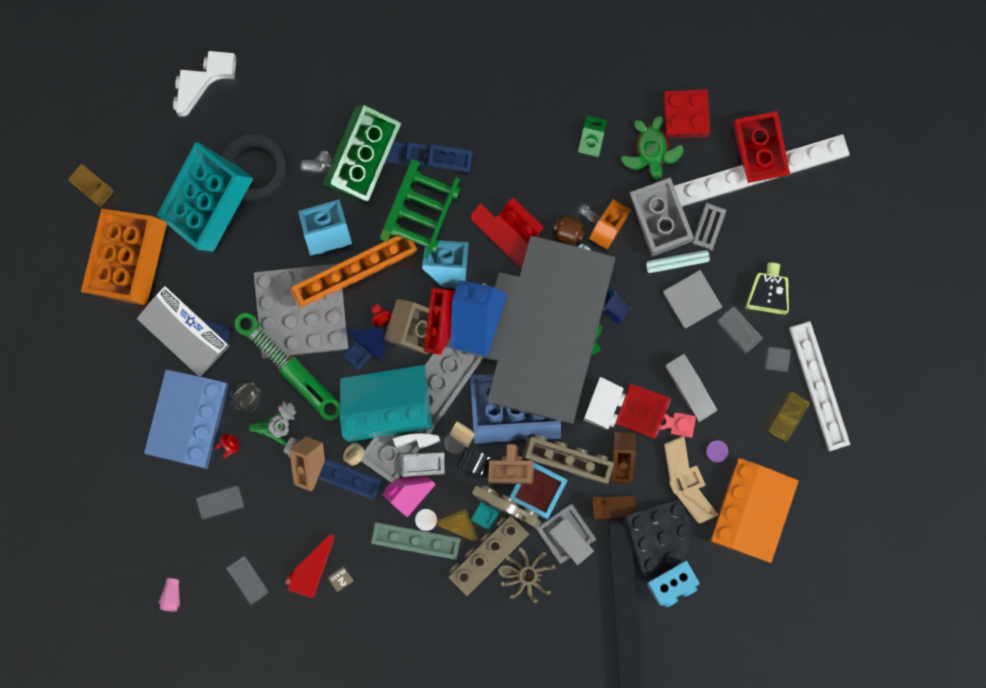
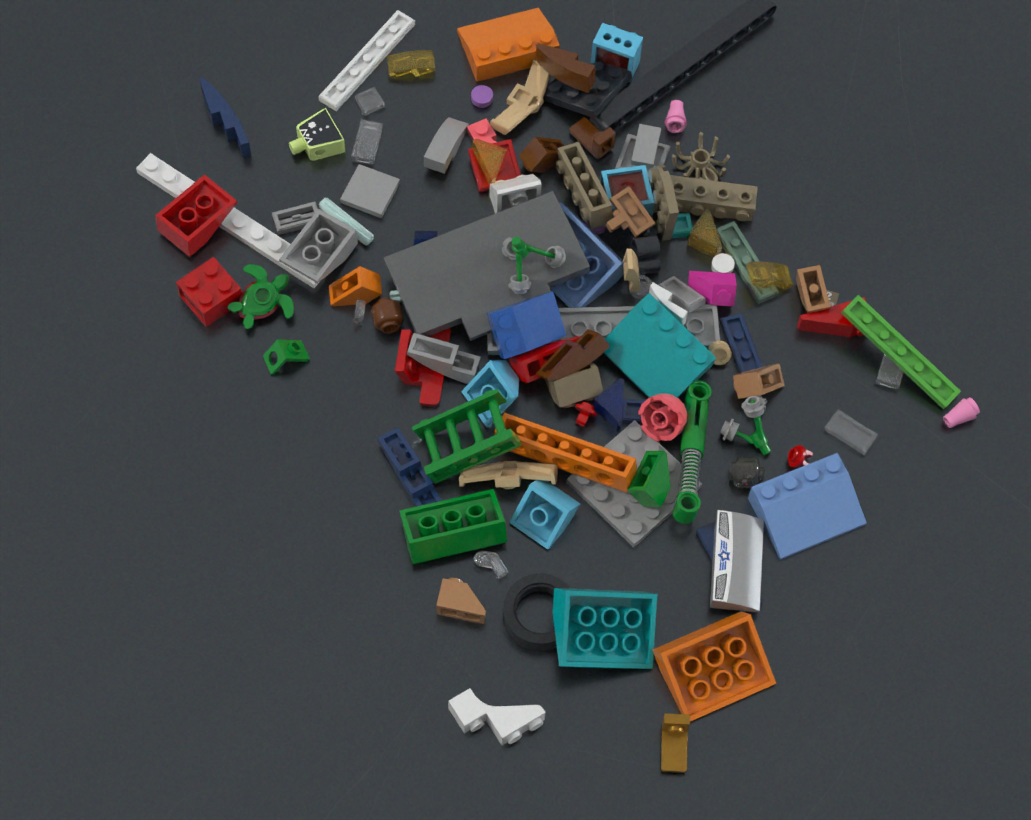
camera: 130 degrees left, 20 degrees down
(248, 586) = (901, 352): none -> bright green plate
(284, 312) = (651, 480): none -> green slope
(303, 117) = (459, 602): none -> medium nougat slope
(330, 367) = (663, 417): none -> coral cylinder
(346, 563) = (812, 289): none -> medium nougat slope
(371, 225) = (509, 473): none -> tan plate
(387, 544) = (768, 274): none -> clear yellow slope
(424, 334) = (573, 356): none -> reddish brown slope
(499, 243) = (444, 358): none -> light grey slope
(540, 350) = (517, 249): none -> plant
(582, 589) = (676, 117): none -> bright pink cone
(645, 404) = (489, 158): none -> clear yellow slope
(682, 526) = (566, 67): none -> reddish brown slope
(849, 233) = (222, 113): none -> dark blue slope

